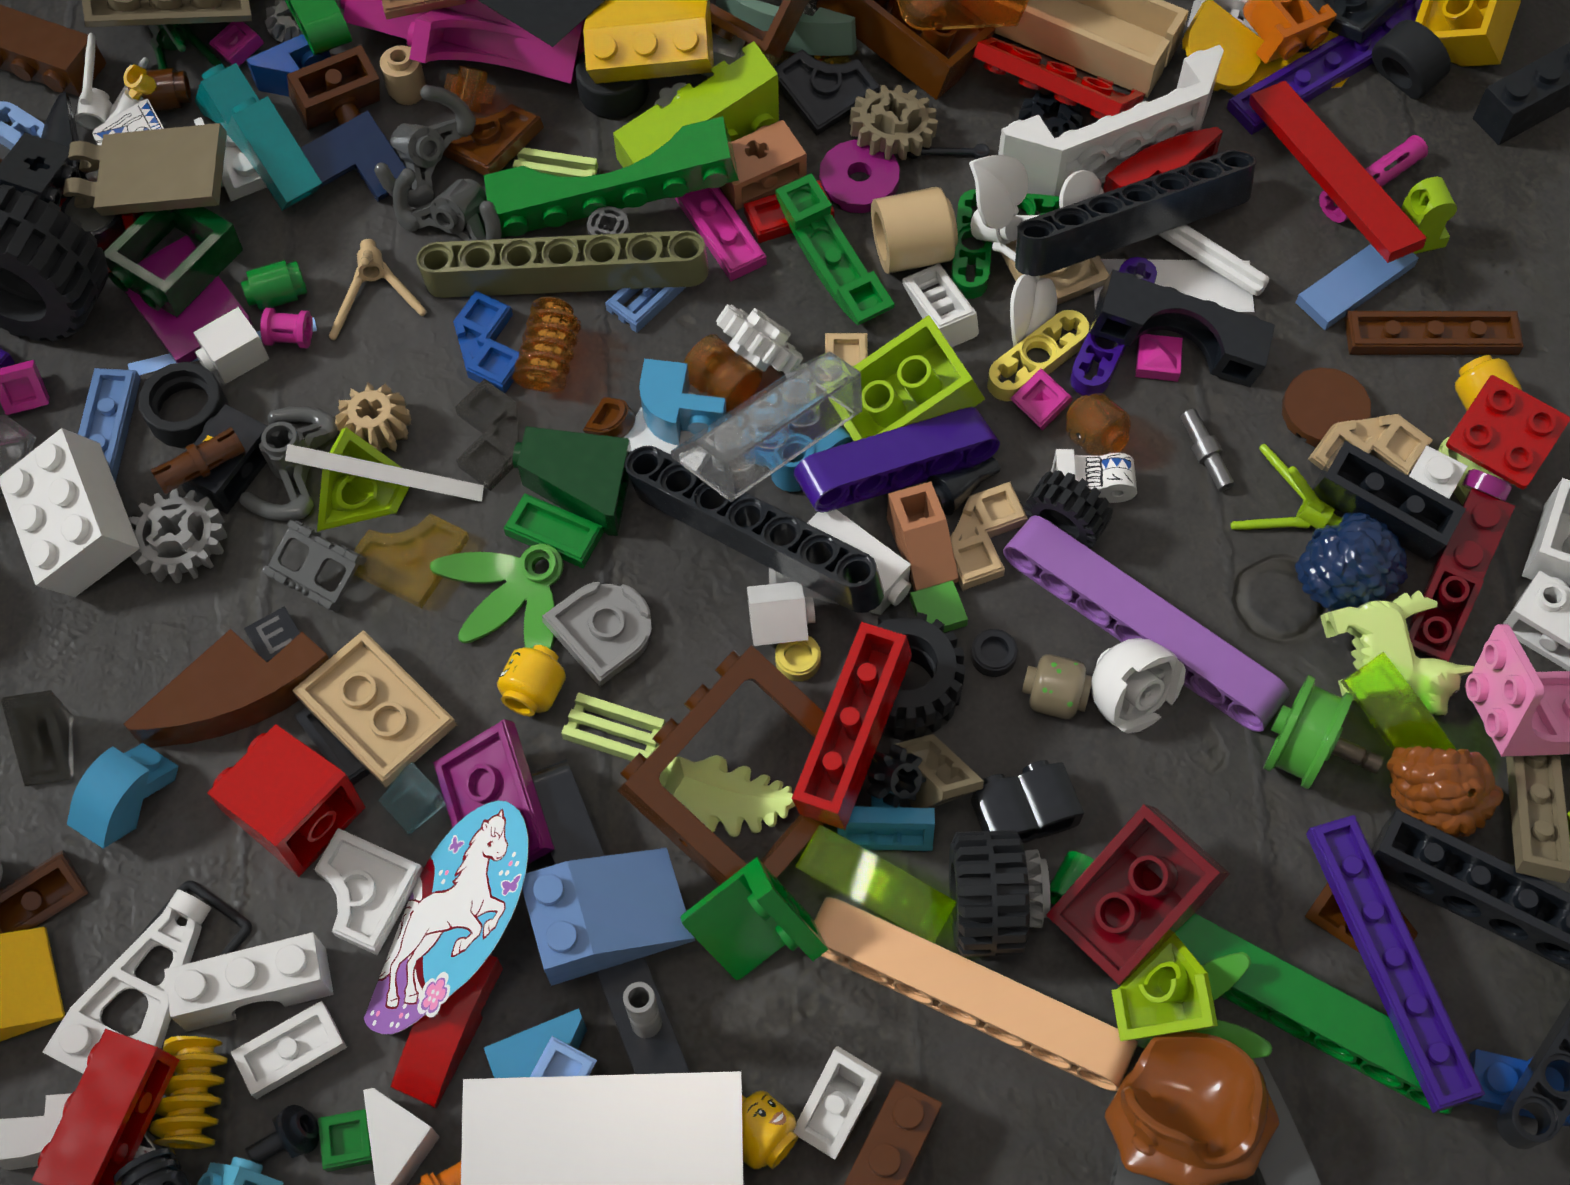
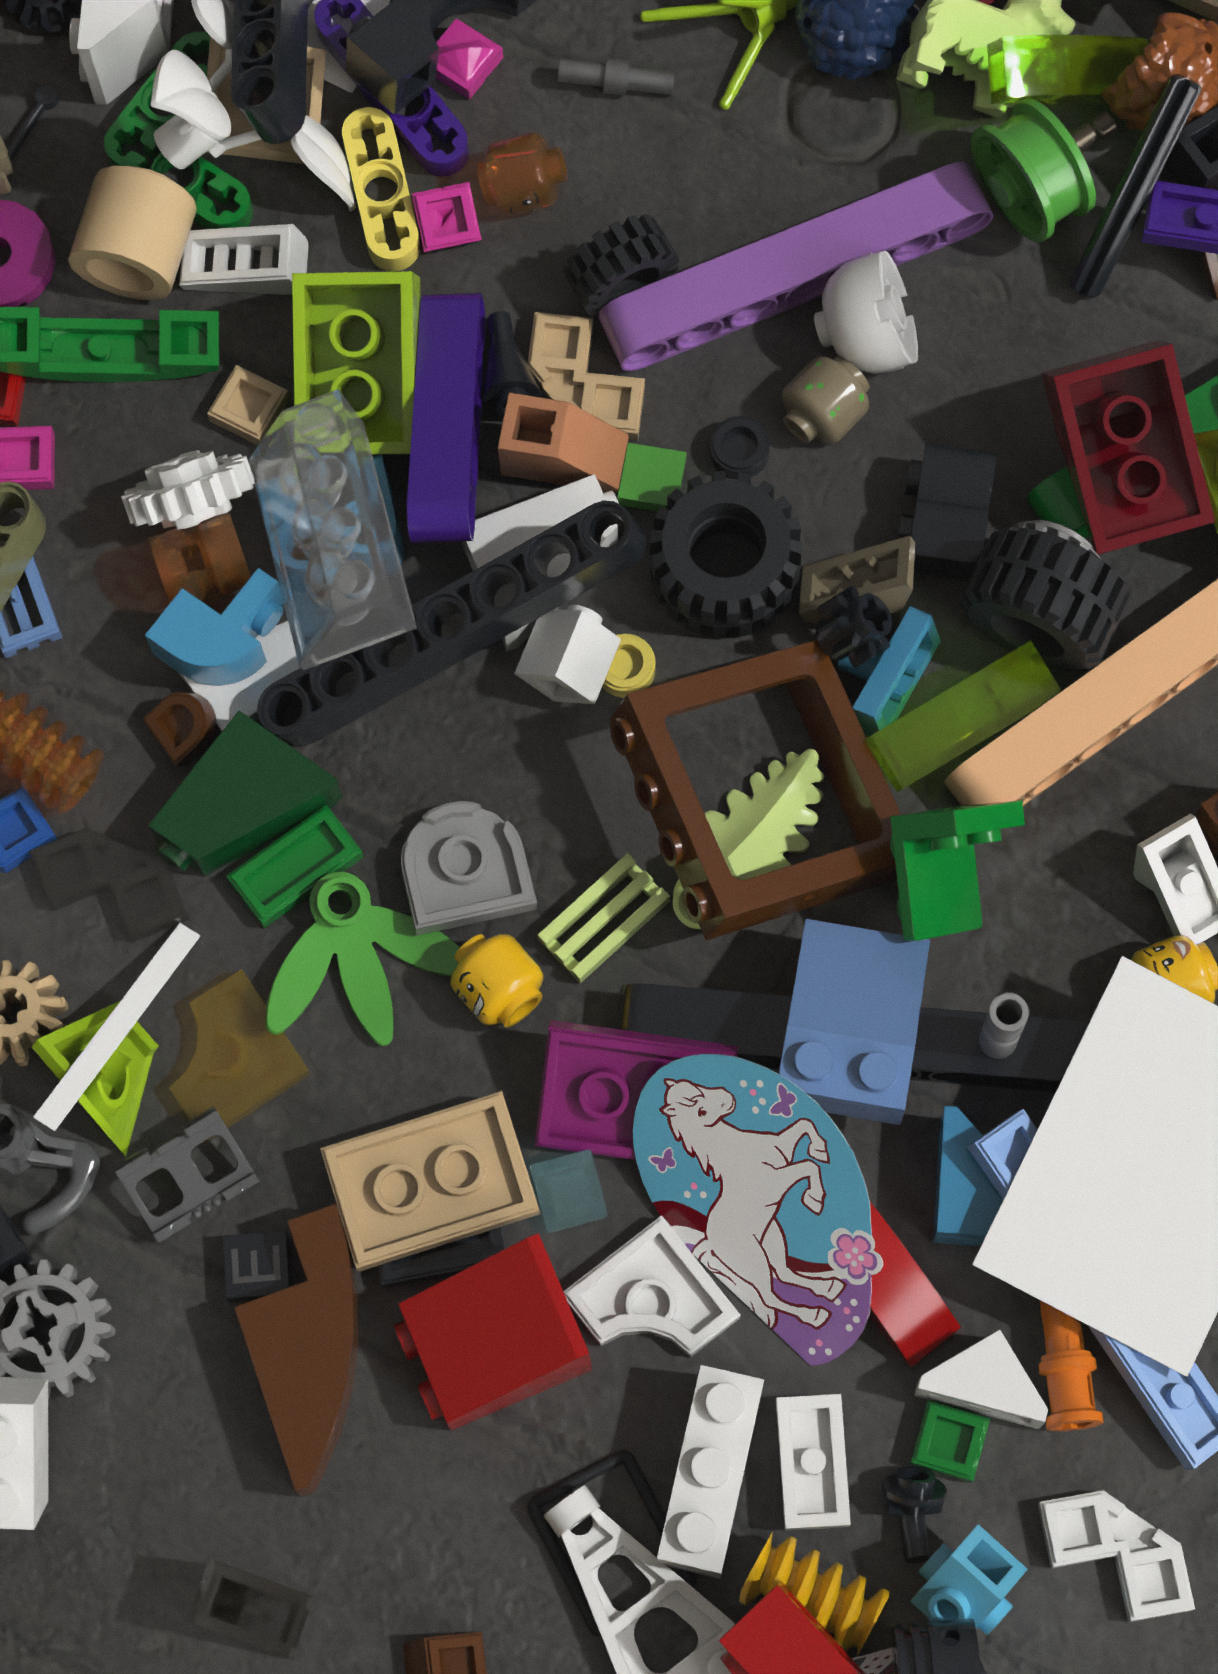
camera: 60 degrees left, 10 degrees up
(113, 790) = (379, 1536): dark azure brick -> none
(852, 725) = (788, 632): red brick -> none
(1110, 473) = (589, 206): white leg -> none
(1342, 803) = (1135, 185): none -> black axle

